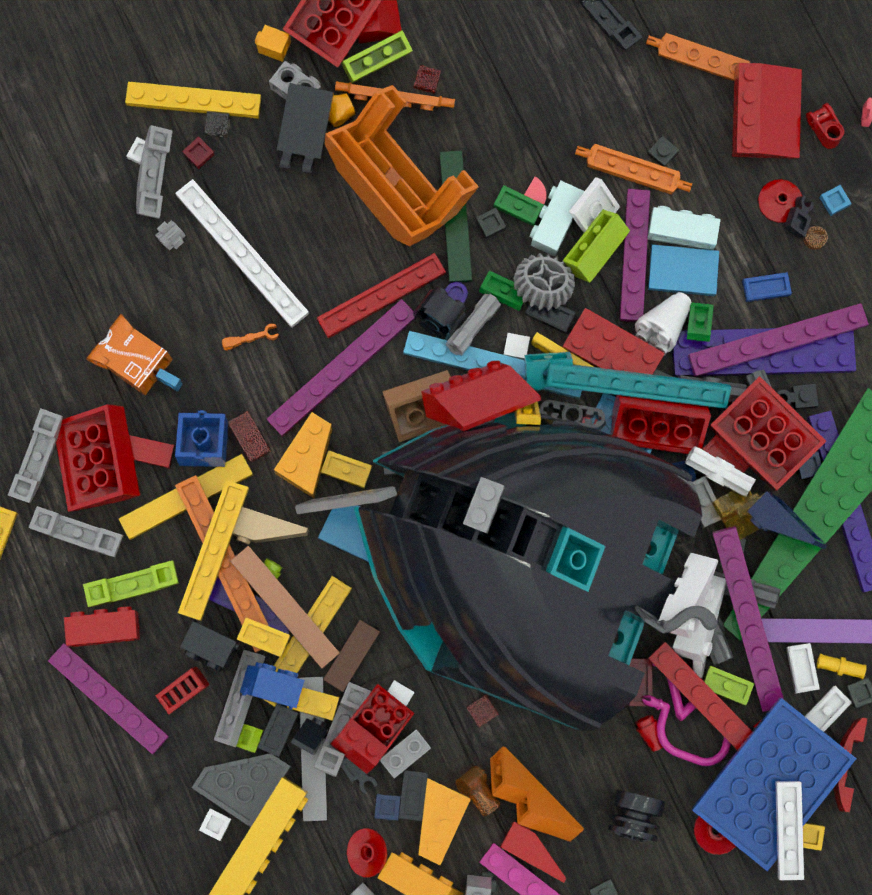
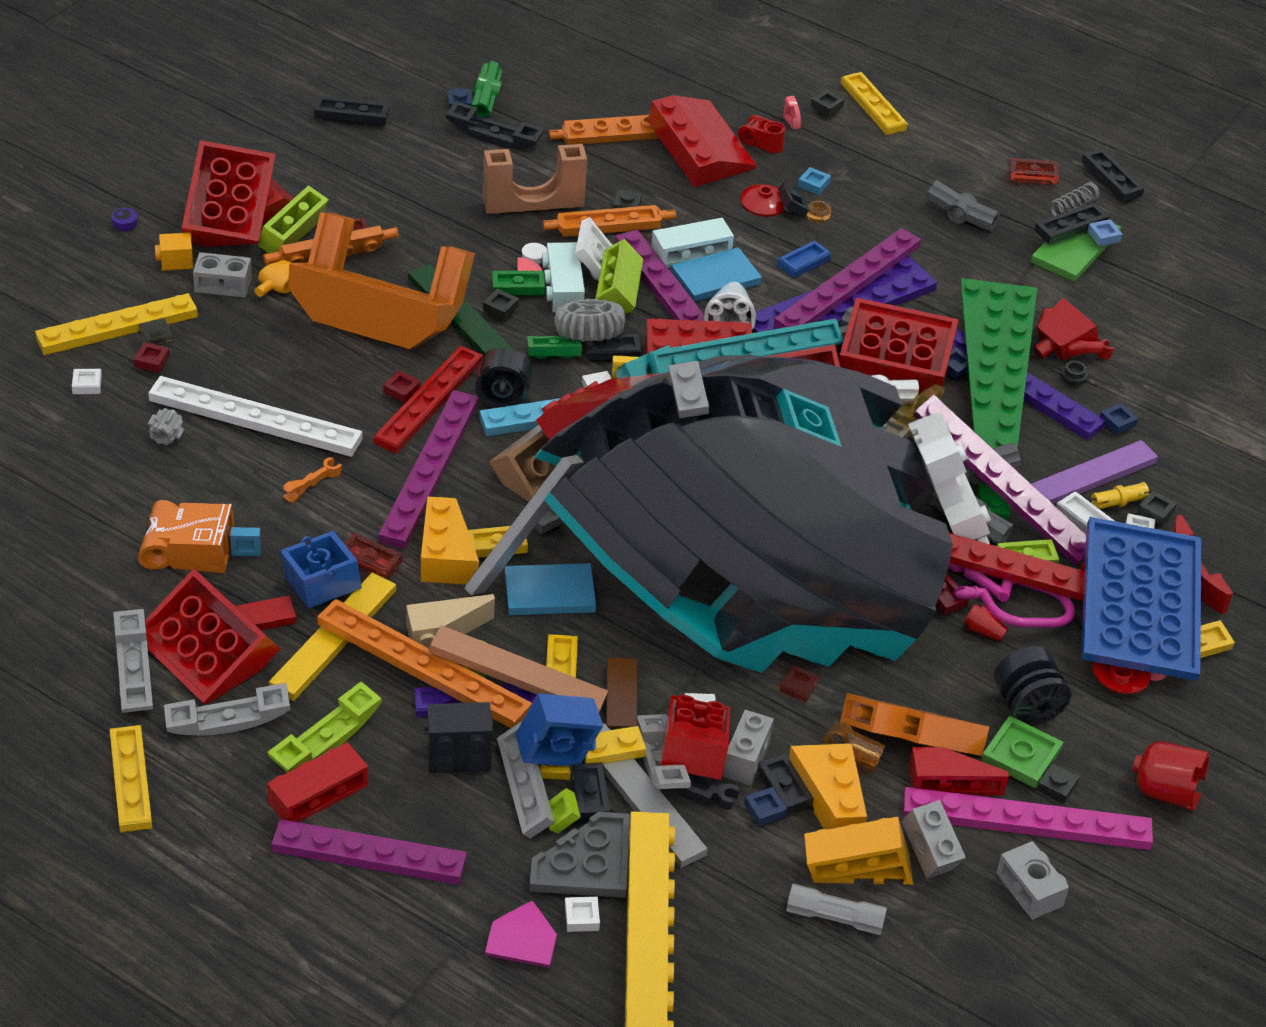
camera: 30 degrees left, 35 degrees down
(151, 171) = (106, 382): light grey slope -> none
(165, 823) = (522, 937): none -> dark pink slope
(198, 677) = (462, 784): red slope -> none
(213, 550) = (404, 646): yellow plate -> none
(263, 637) = (513, 696): yellow plate -> none
(304, 124) = (254, 291): black tile -> none
(310, 735) = (633, 771): black slope -> none
(360, 850) = (766, 847): red dish -> none
(365, 276) = (401, 386): none -> dark red plate
(463, 337) = (542, 385): light grey axle -> none
(551, 176) = (534, 252): none -> white tile
(565, 103) = (563, 190): none -> nougat arch
(596, 858) = (1022, 751): none -> bright green plate
(700, 322) = (766, 296): green plate -> none
(703, 614) = (941, 449): dark grey piece -> none
(775, 515) = (977, 387): dark blue slope -> none
(789, 830) = (1192, 620): white plate -> none

